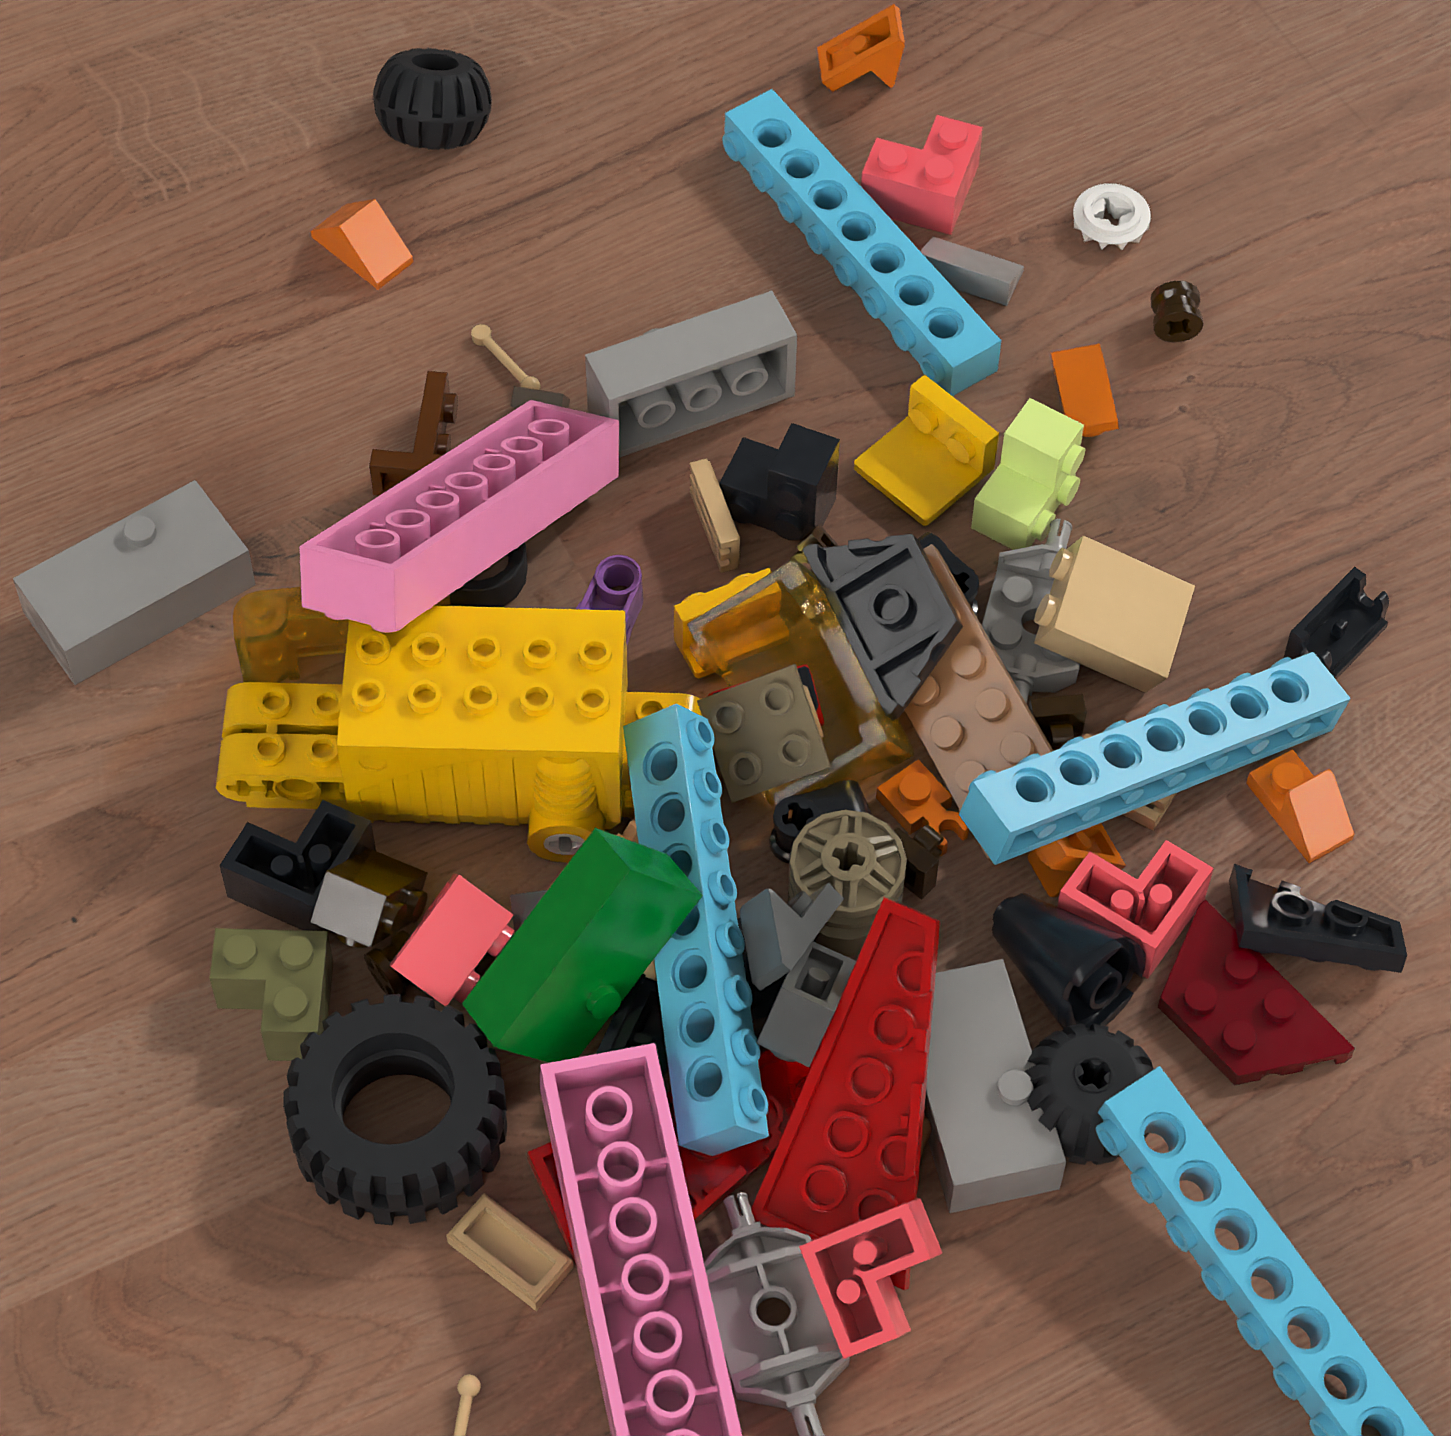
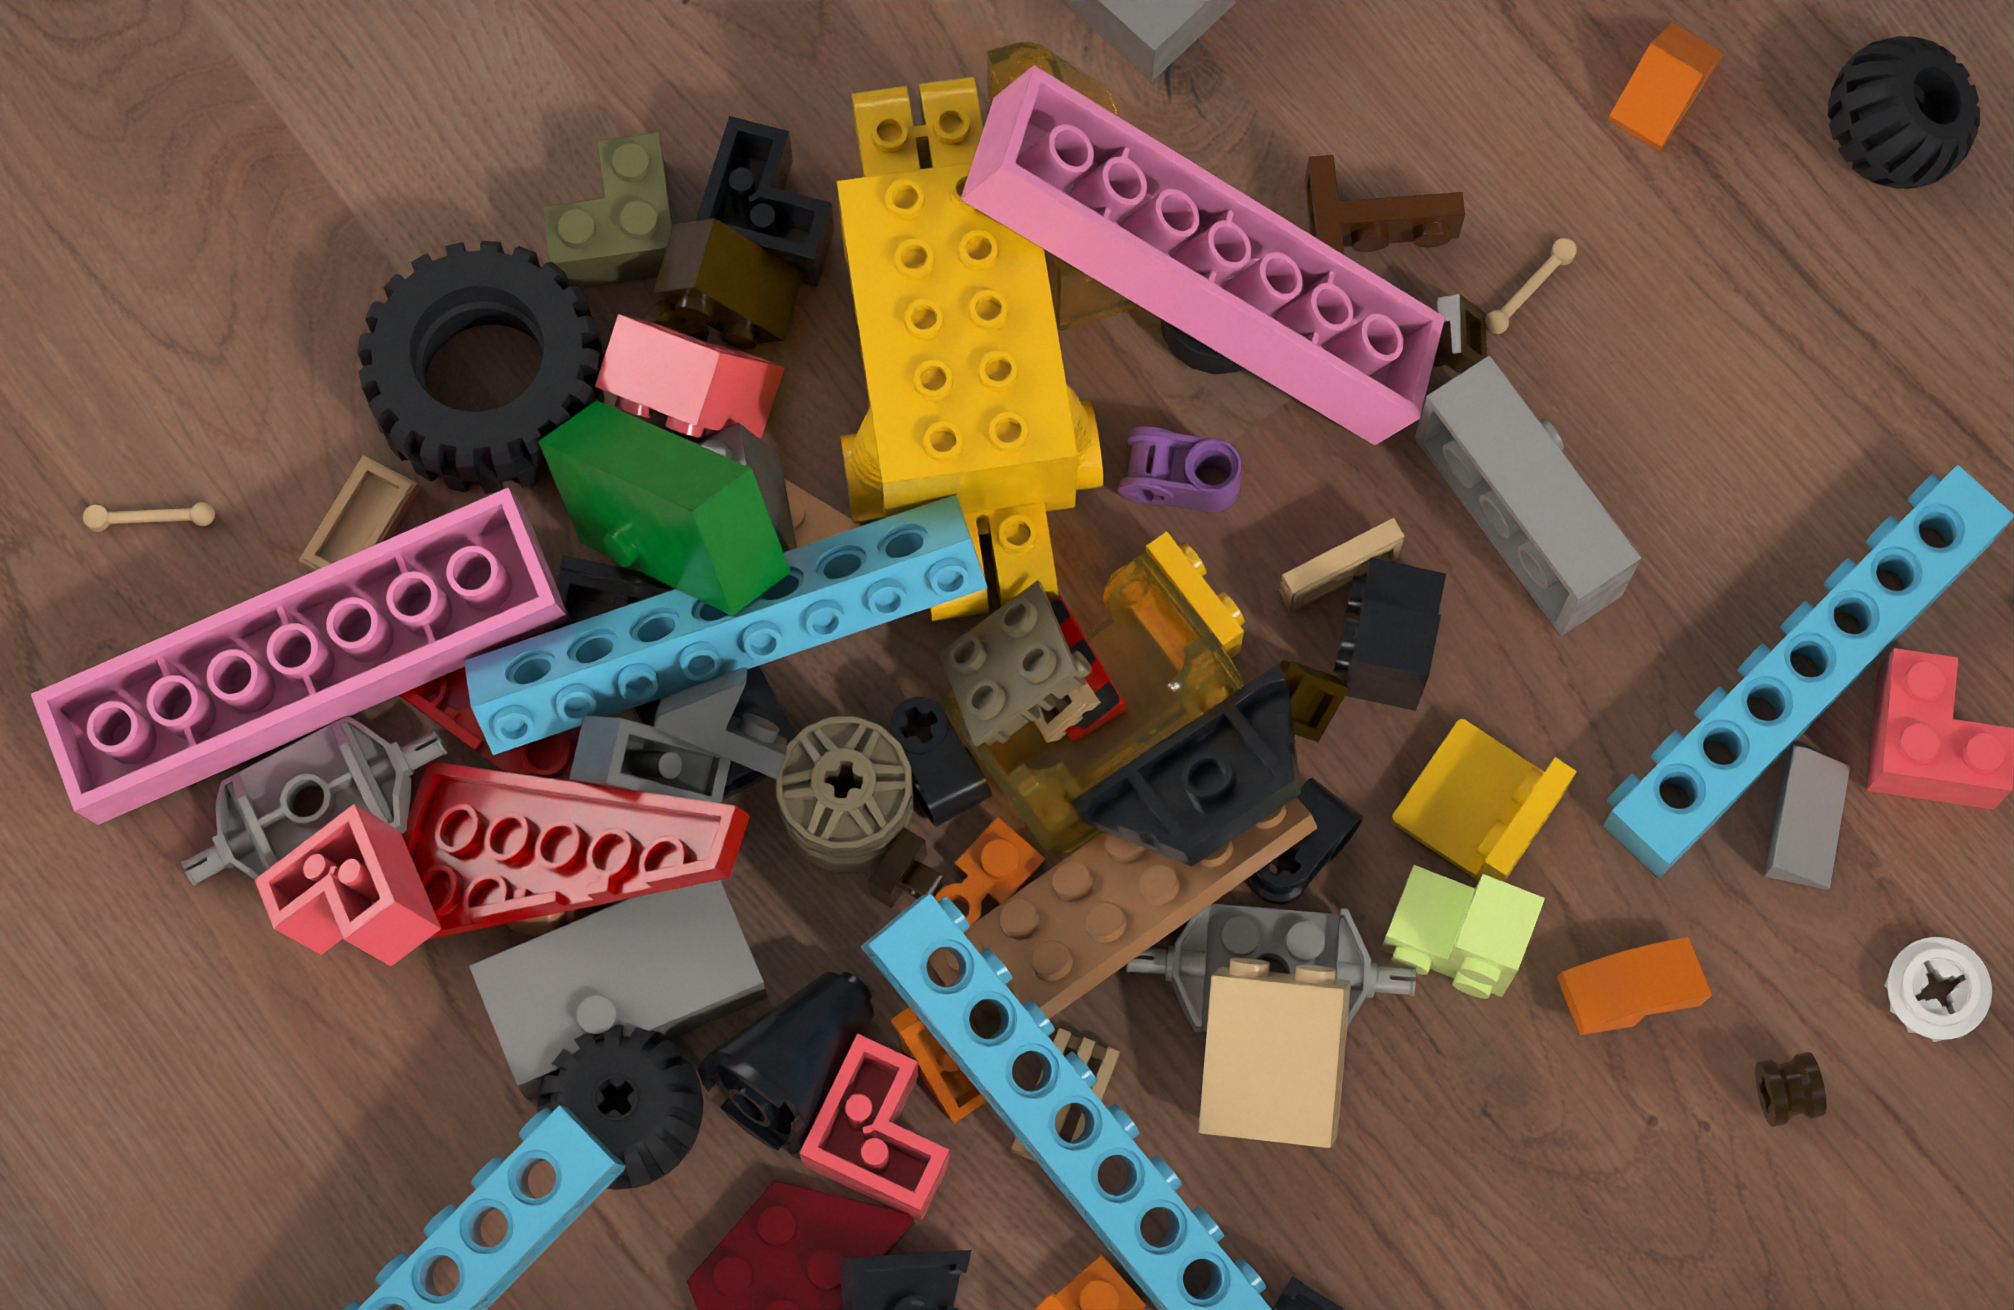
camera: 80 degrees right, 15 degrees up
(1060, 718) = (1121, 1013): dark brown tile -> none

